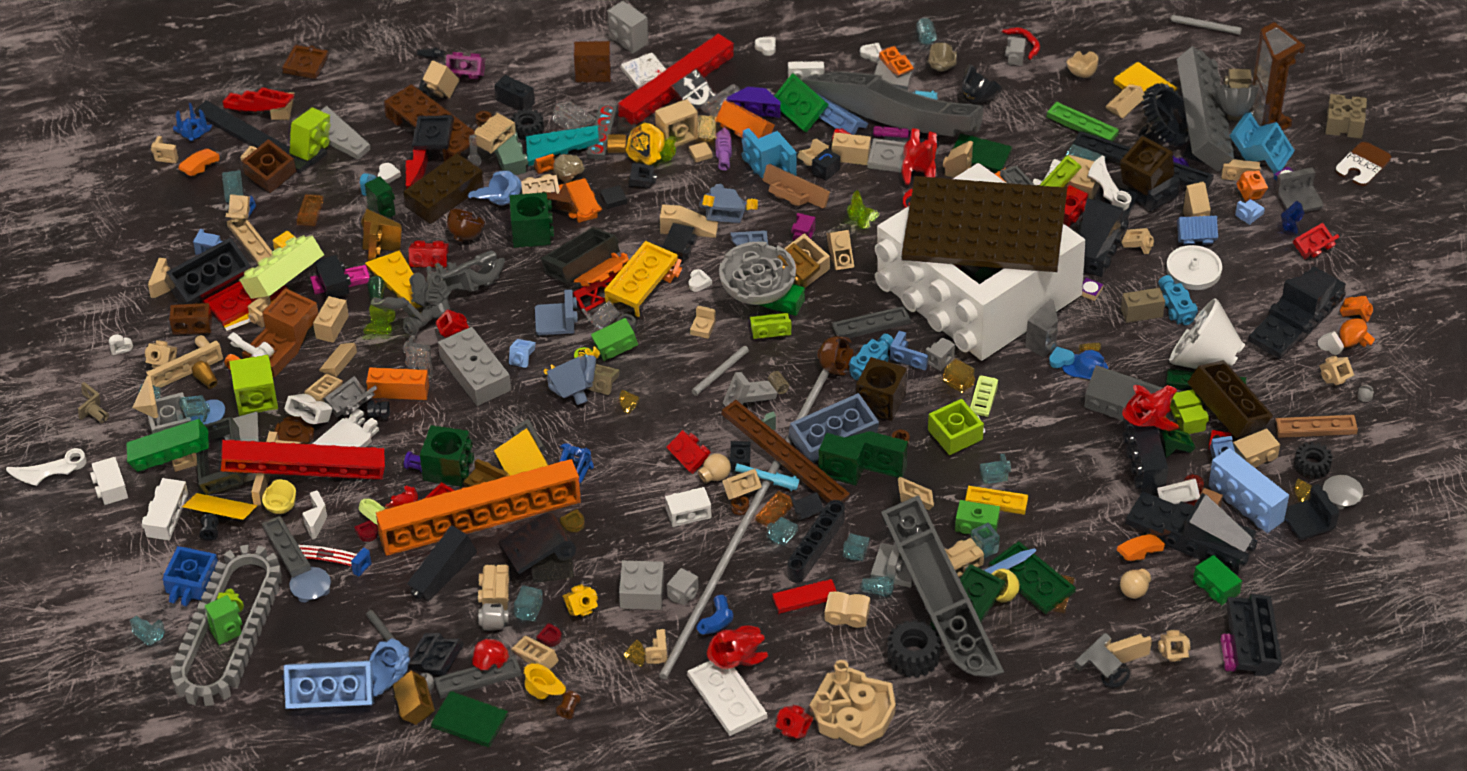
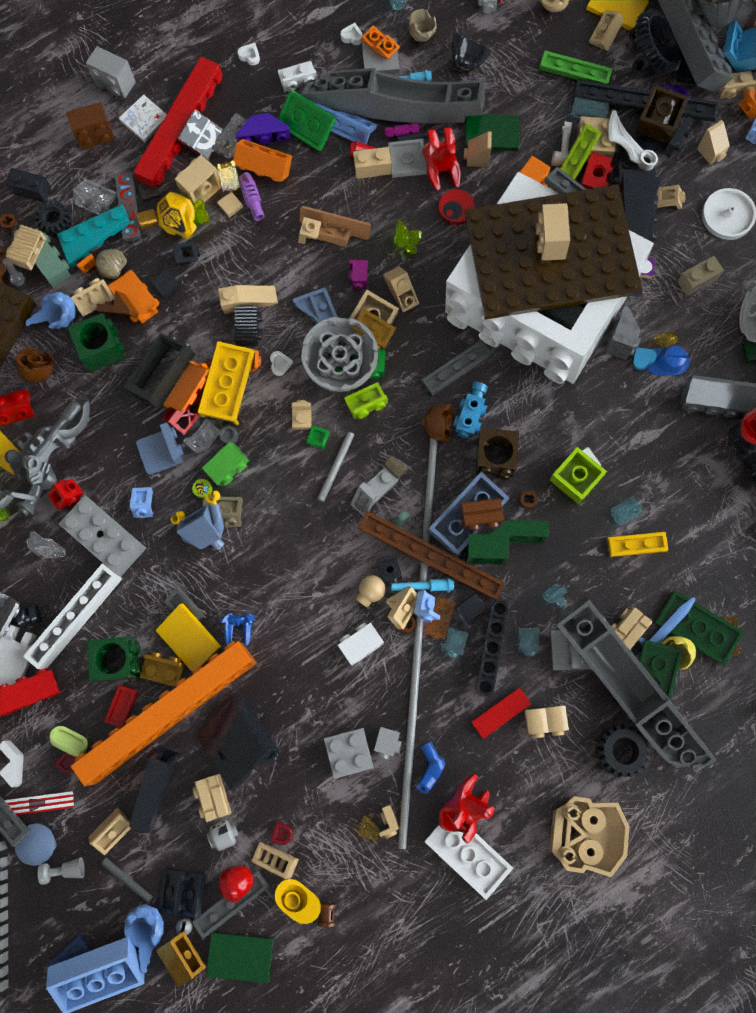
camera: 15 degrees left, 30 degrees up
(337, 608) = (70, 869): none -> light grey piece
(361, 562) = (75, 807): blue tile -> none
(386, 593) = (110, 831): none -> tan slope
(398, 383) = (36, 580): orange brick -> none
(406, 497) = (91, 724): red hair -> none
(409, 461) = (81, 668): dark purple bush -> none
(418, 417) = (72, 617): none -> white brick
(528, 603) = (250, 808): clear light blue brick -> none
(573, 521) = (258, 690): clear yellow tile -> none
(581, 600) = (298, 791): yellow brick -> none
(628, 401) = (261, 530): clear yellow tile -> none
(688, 451) = (340, 575): red bracket -> none
(712, 344) = (317, 437): none -> green tile
(725, 205) = (276, 267): sand blue torso -> none
(763, 492) = (424, 607): none -> light blue bracket
(767, 182) = (309, 229): none -> tan bracket
(768, 150) = (298, 193): dark azure bracket -> none
(793, 721) = (541, 871): red brick -> none
(809, 154) = (339, 178): tan bracket -> none
(826, 164) = (354, 188): black brick -> none
(844, 420) = (481, 512): none -> reddish brown brick
(878, 585) = (564, 682): clear light blue cone -> none
(900, 353) = (499, 401): medium blue bracket -> none
(909, 490) = (566, 567): tan slope -> none
(940, 353) = (533, 388): light grey brick -> none
(959, 375) = (560, 410): clear yellow brick -> none
(972, 515) = (630, 576): bright green brick -> none
(985, 199) = (553, 232): none -> tan brick
(986, 539) = (648, 603): clear light blue brick -> none
(987, 385) = (595, 426): yellowish green slope -> none
(1178, 301) = (734, 265): dark azure brick -> none
(1197, 229) = (722, 170): medium blue brick -> none

